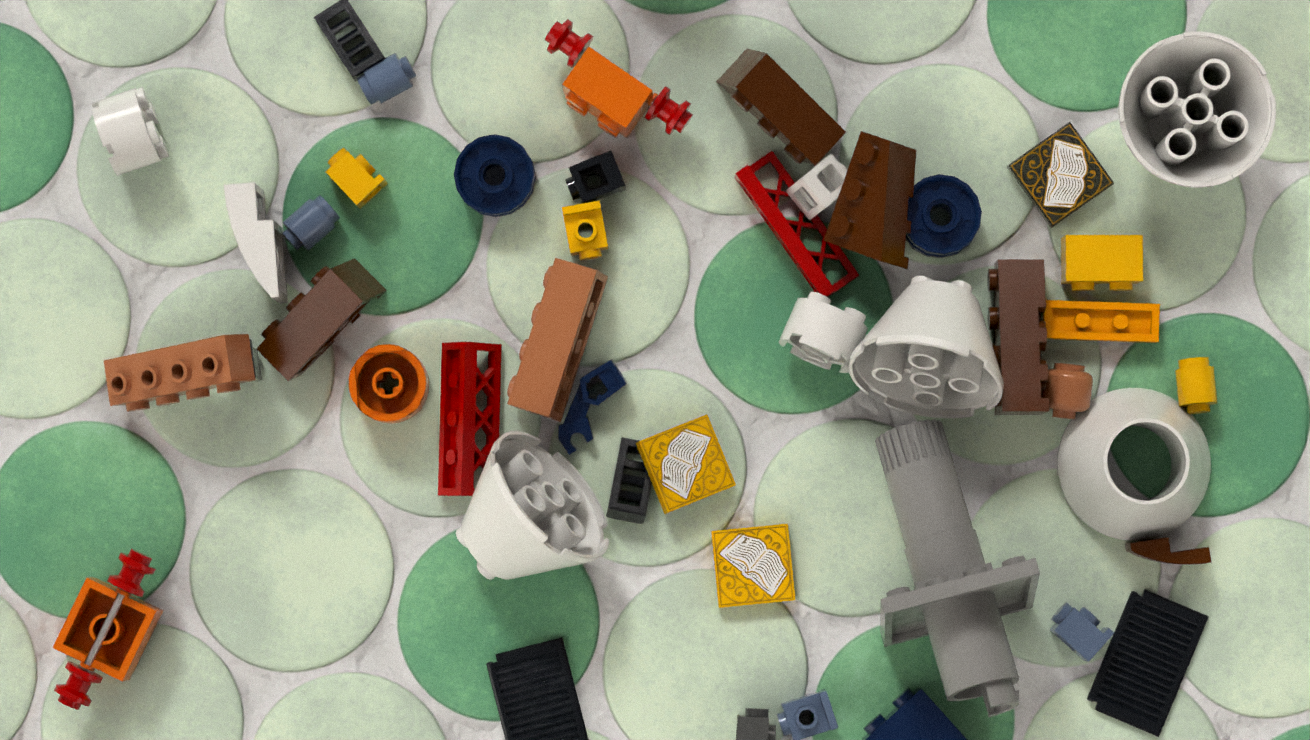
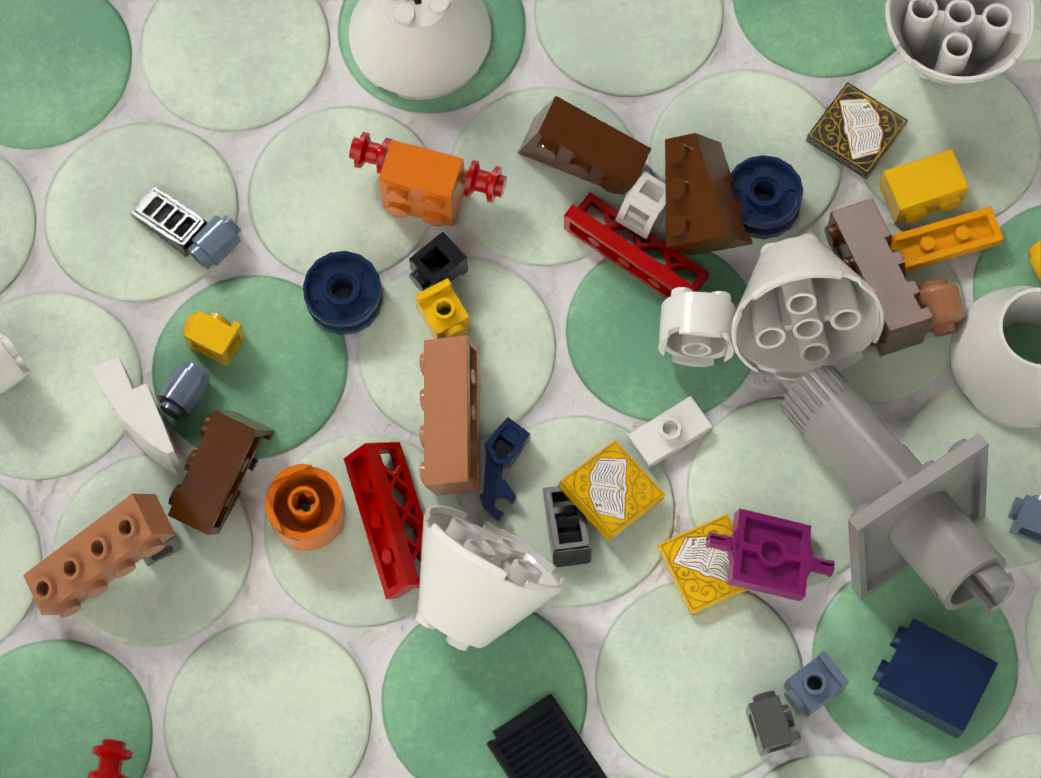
camera: 20 degrees left, 15 degrees down
(762, 423) = (669, 432): none -> white plate
(811, 579) = (769, 554): none -> magenta plate

